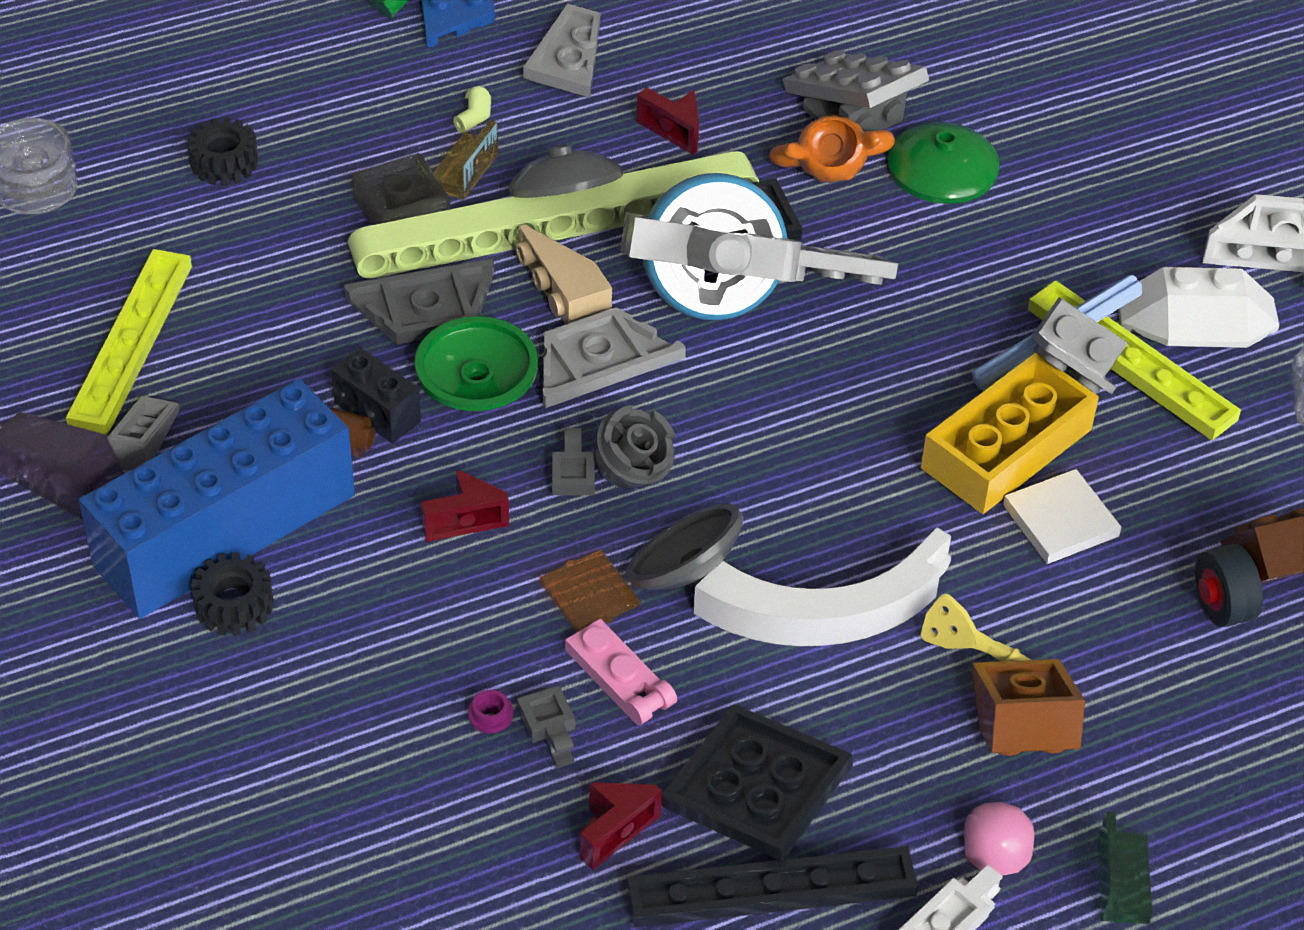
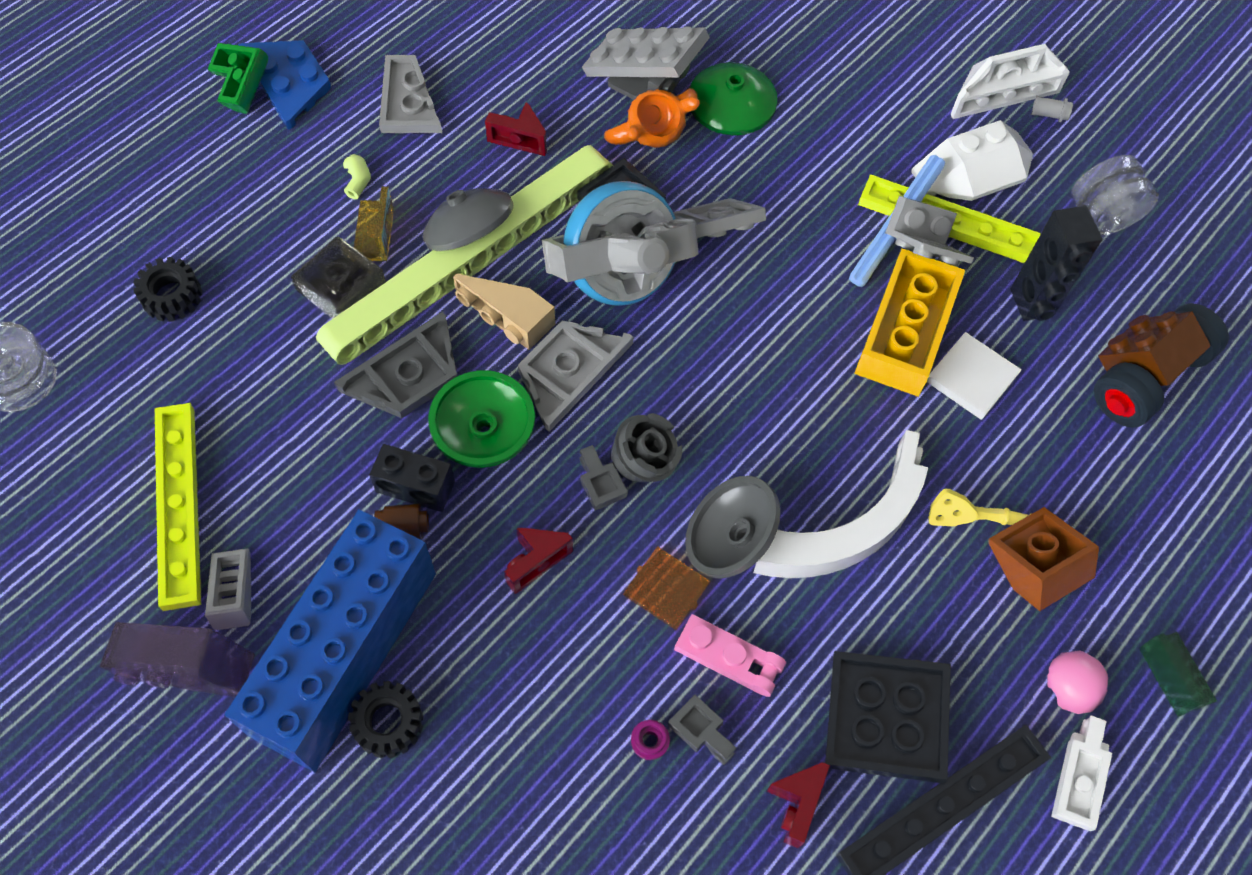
camera: 25 degrees left, 15 degrees up
(1199, 415) = (1055, 262): none -> black brick

